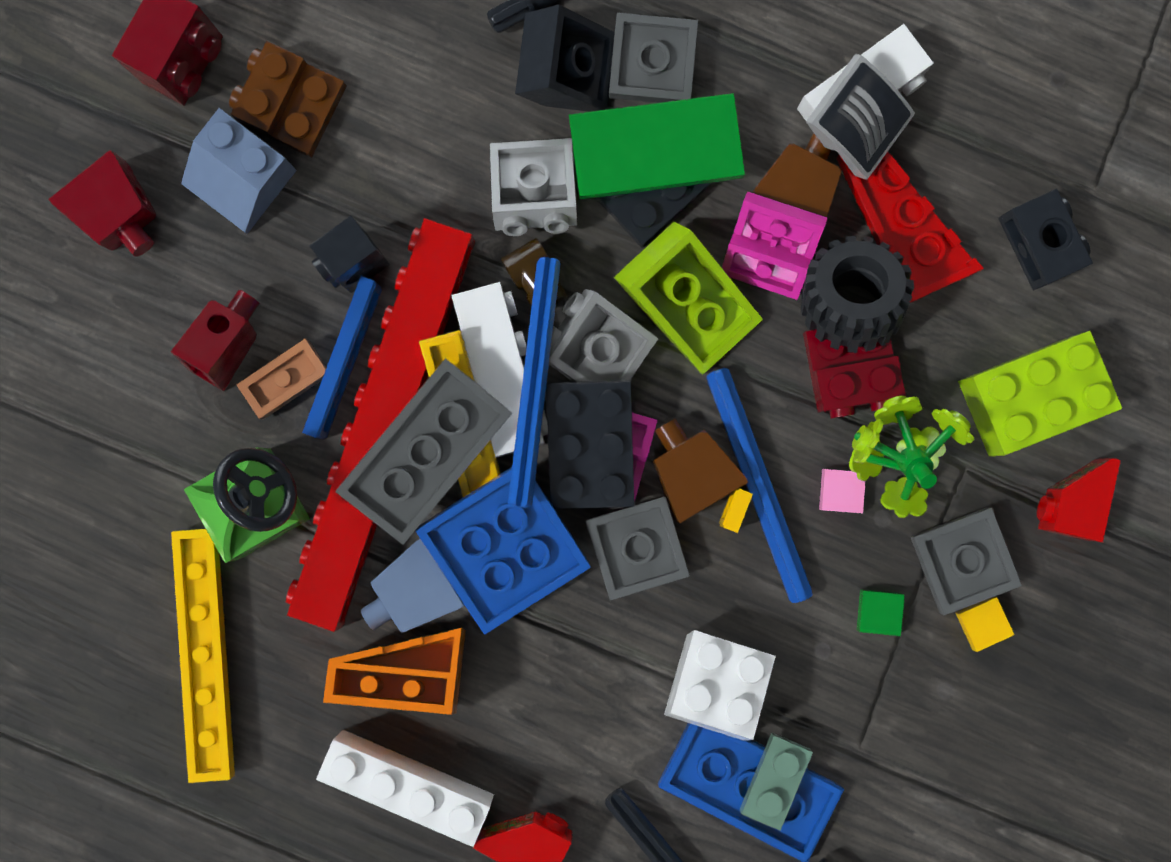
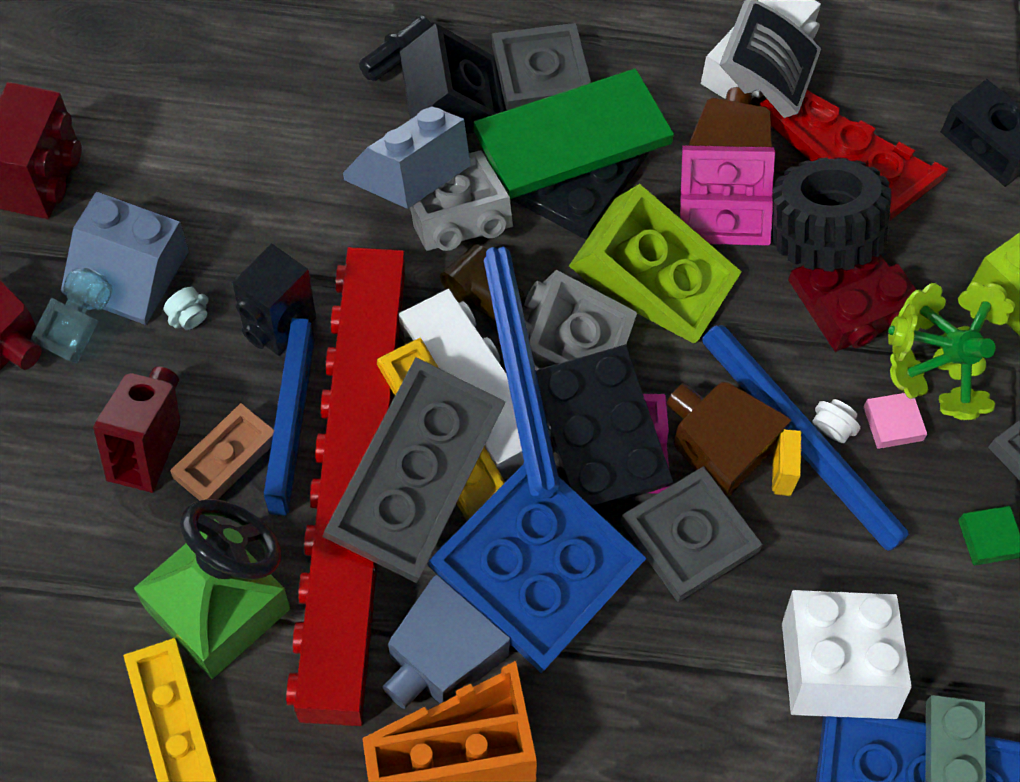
camera: 20 degrees left, 25 degrees down
(175, 223) = (66, 327): none -> clear light blue plate
(280, 233) = (186, 308): none -> light aqua plate
(286, 98) = (167, 178): reddish brown plate -> none
(503, 141) = (413, 158): none -> sand blue slope
(791, 482) = (836, 420): none -> white plate

